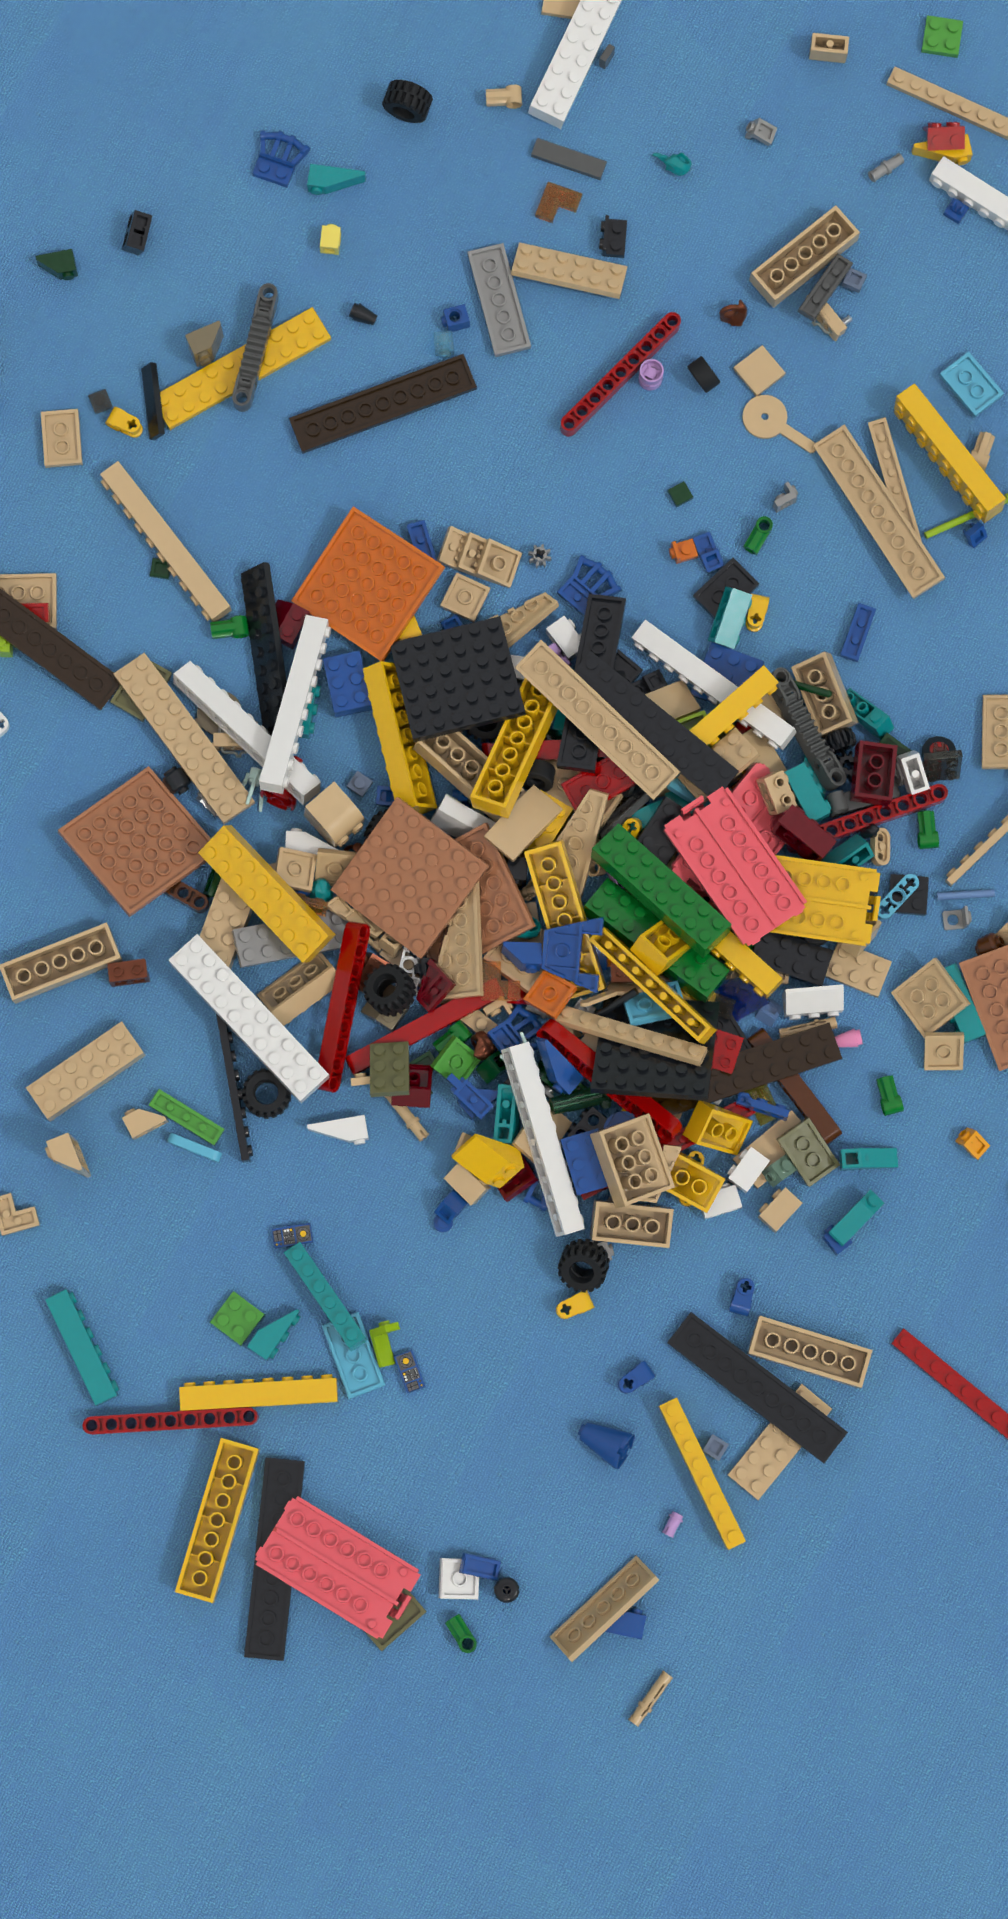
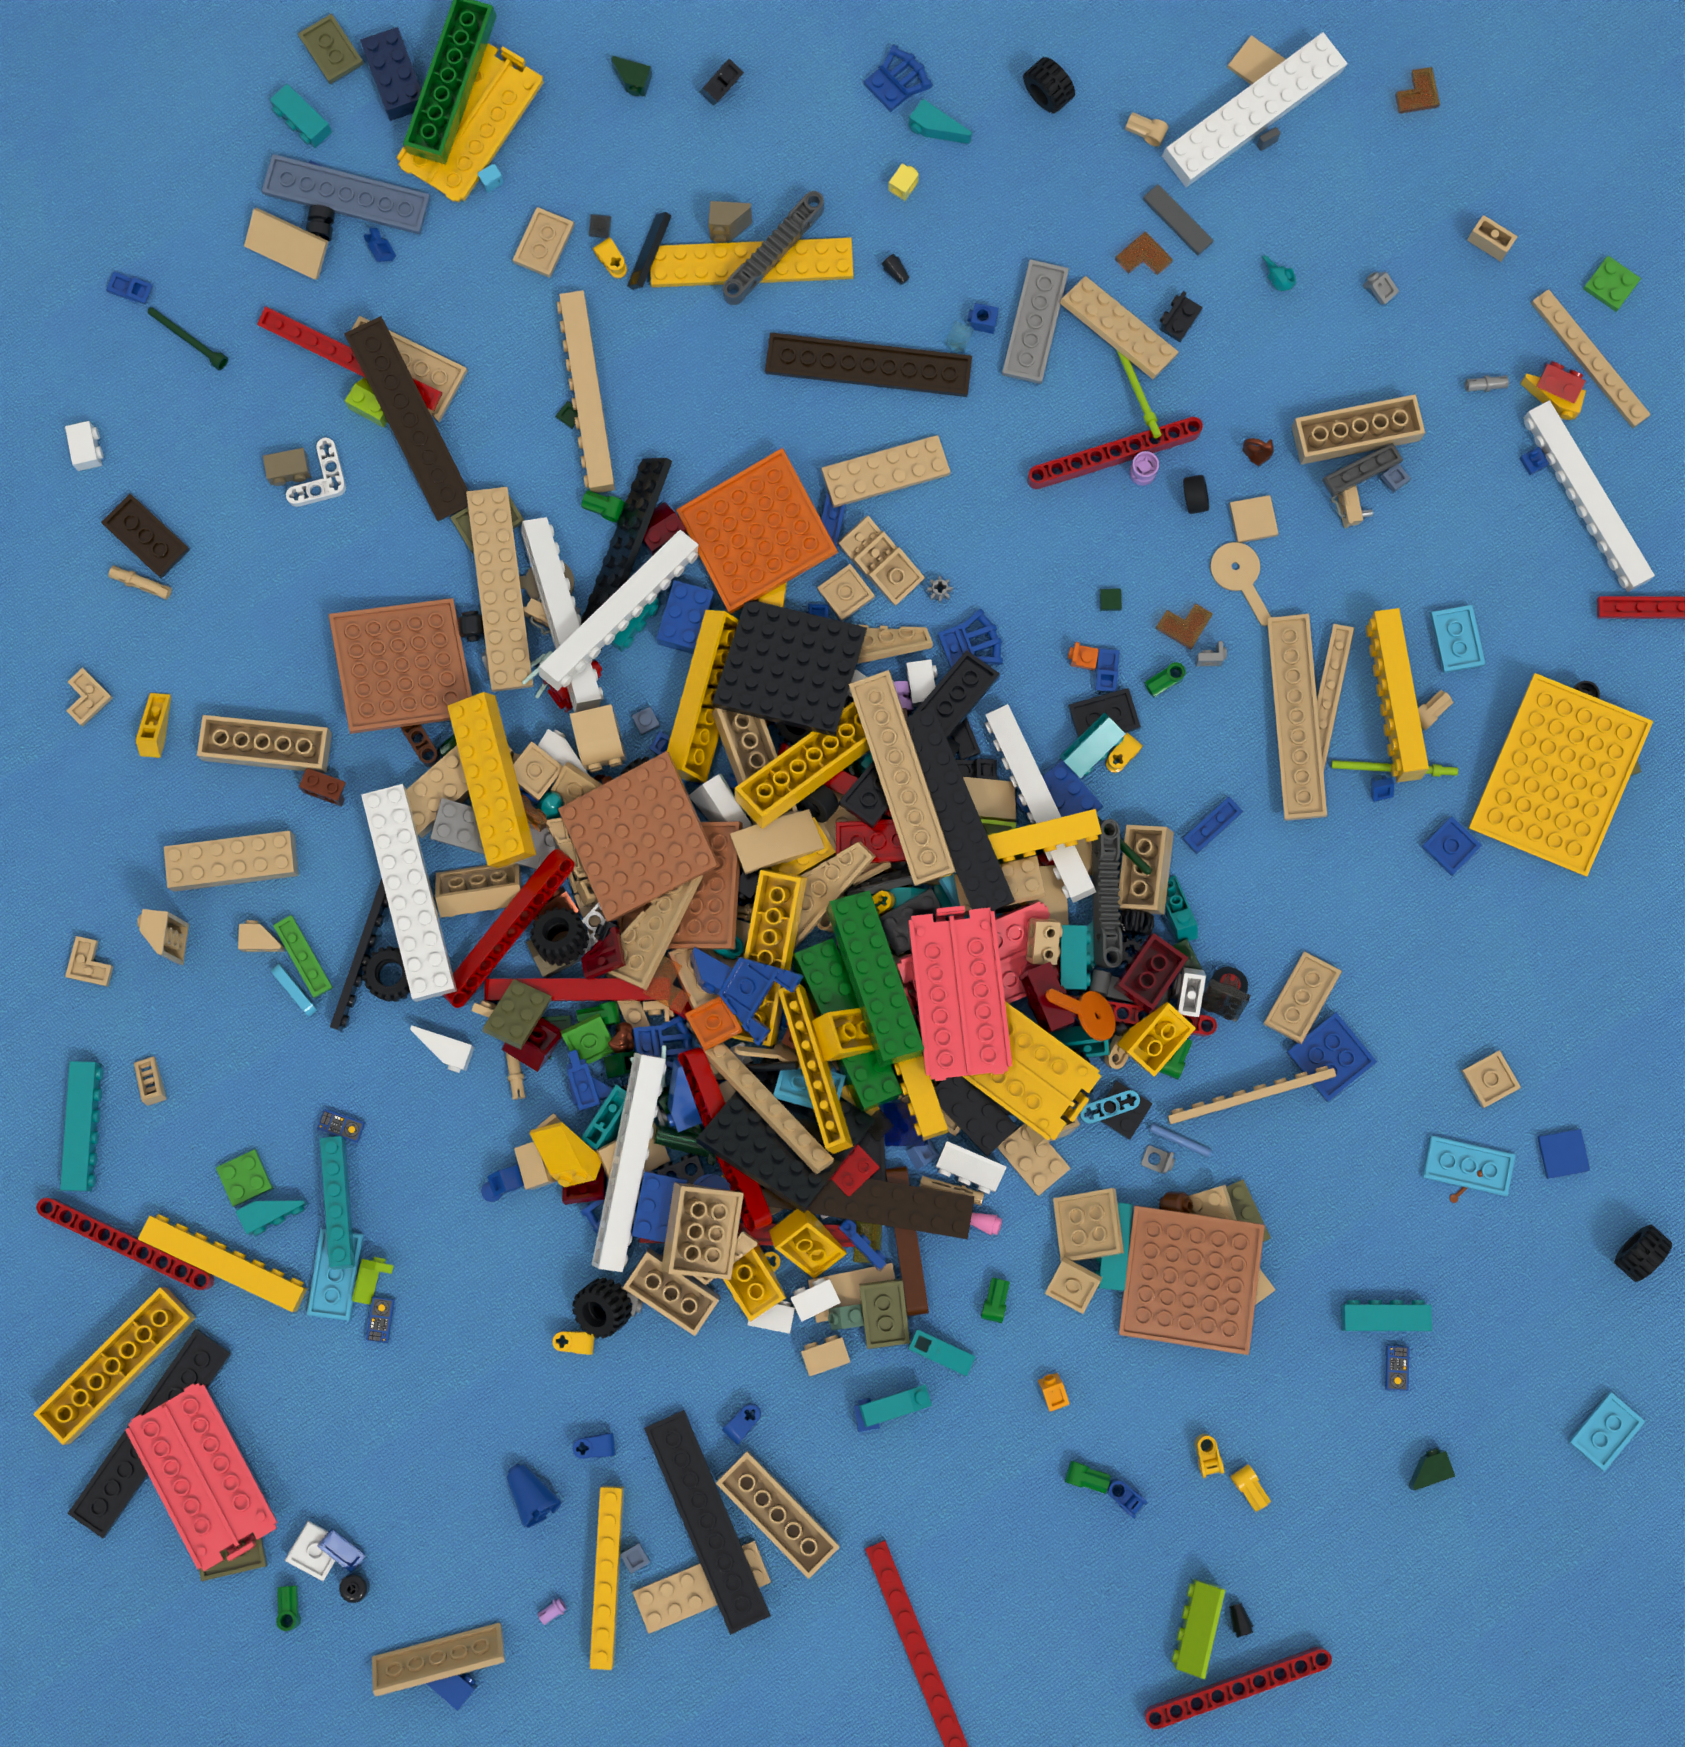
camera: 30 degrees right, 0 degrees up
(124, 1293) = (155, 1093): none -> tan slope
(444, 483) = (885, 471): none -> tan plate
(634, 331) = (1149, 416): none -> lime bar
(752, 489) = (1185, 631): none -> clear orange plate
(840, 821) = (1086, 1007): none -> orange piece
(905, 823) = (1156, 1038): none -> yellow slope

